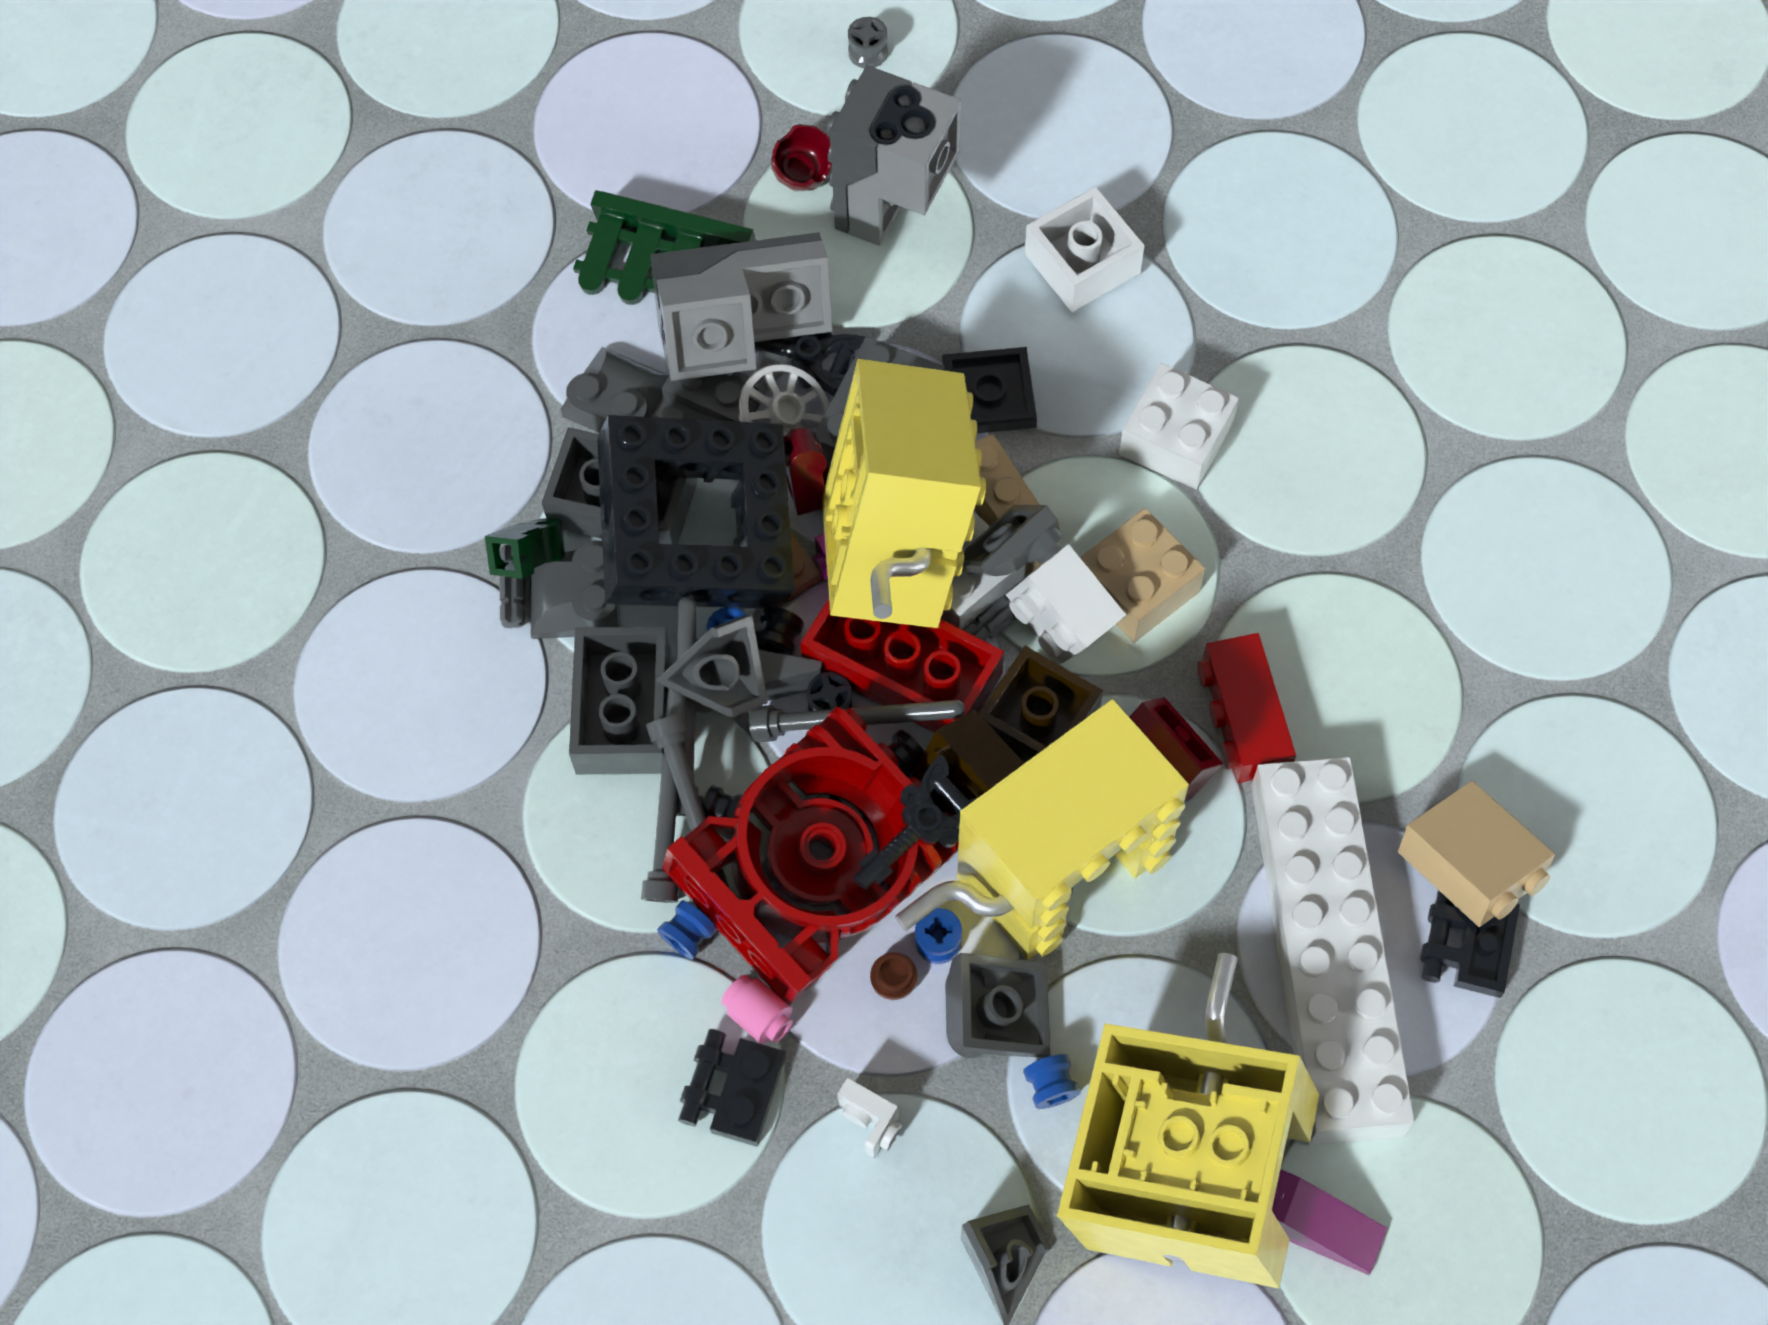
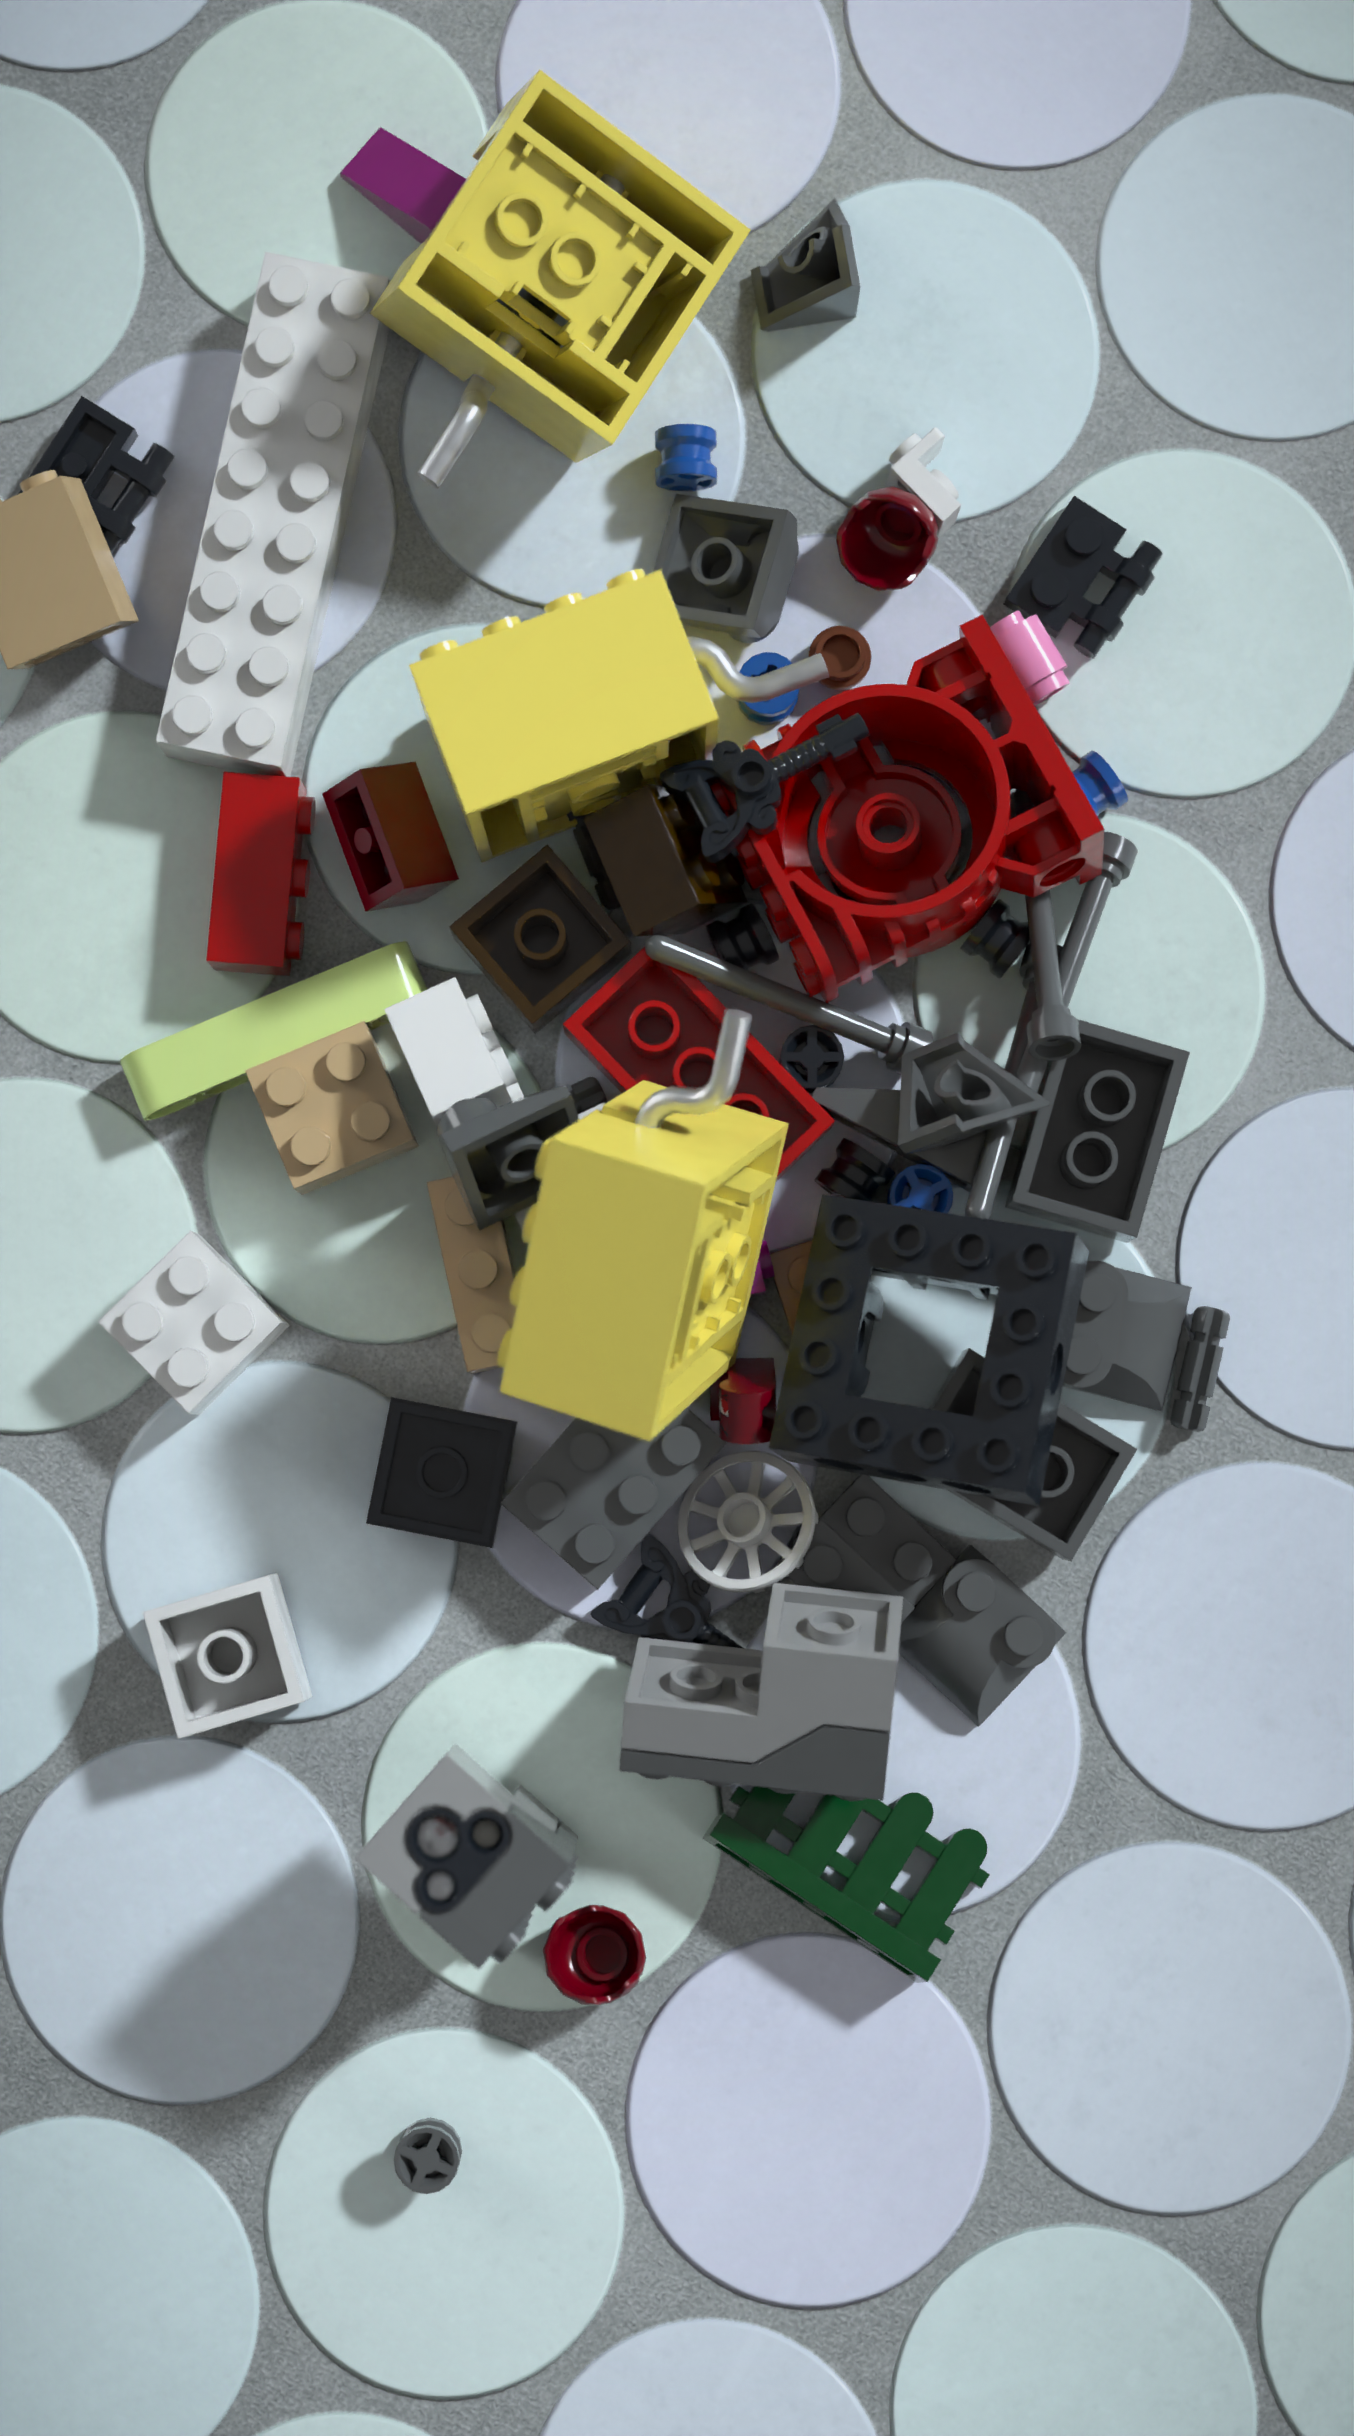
camera: 165 degrees left, 20 degrees up
(532, 546) = (1174, 1396): dark green leg -> none
(884, 1060) = (887, 539): none -> dark red hair
(1195, 616) = (219, 1050): none -> yellowish green beam

